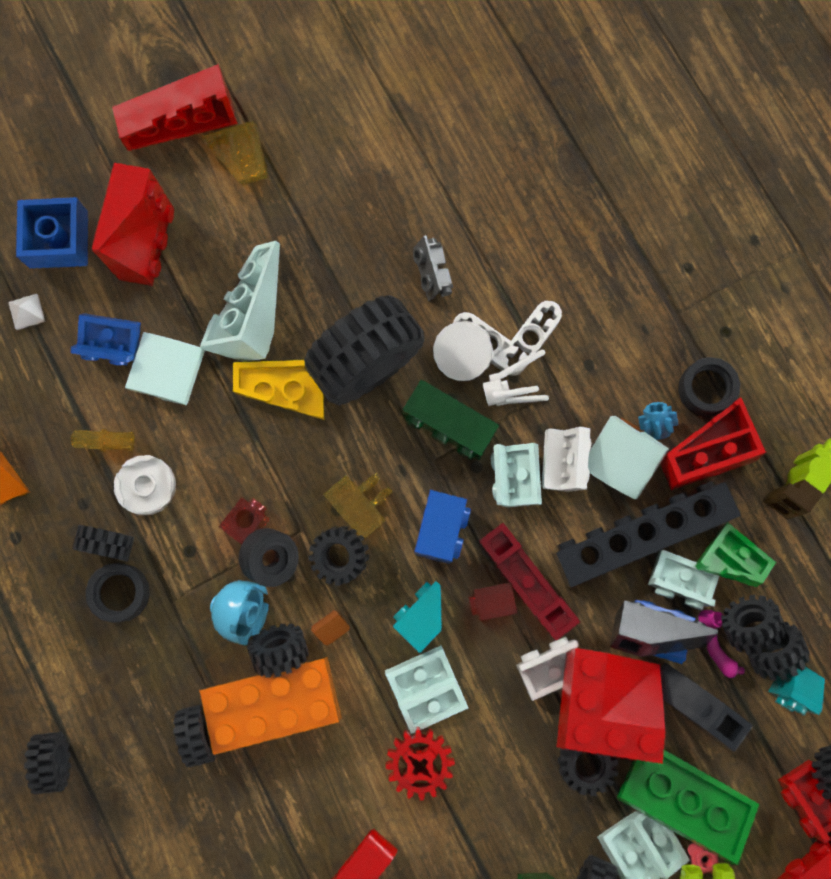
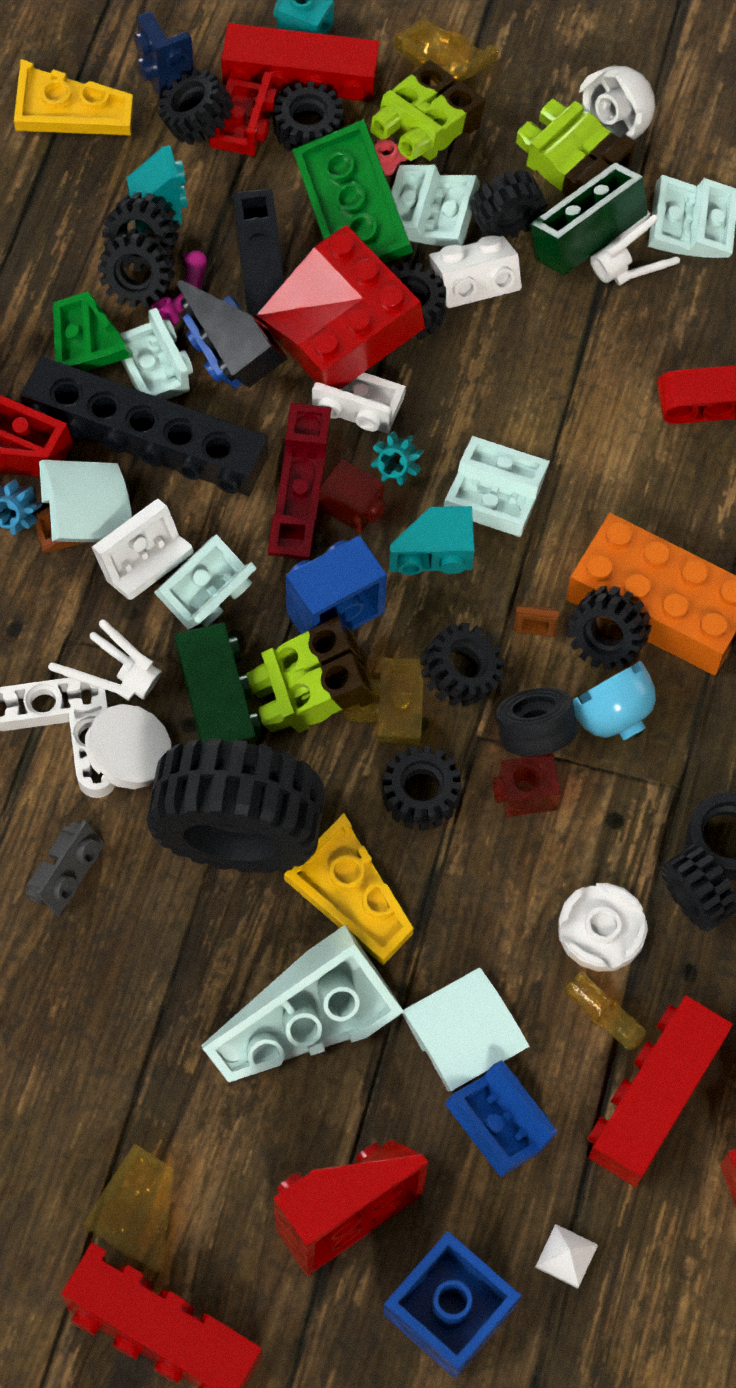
camera: 140 degrees left, 15 degrees down
(42, 424) = (659, 1090): none -> red brick
(299, 452) = (421, 763): none -> black tyre
(414, 462) = (311, 677): none -> hips
(429, 773) = (565, 428): red gear -> none
(492, 648) = (386, 455): none -> teal gear
(572, 827) = (477, 270): none -> white bracket
(794, 839) = (301, 102): none -> black tyre

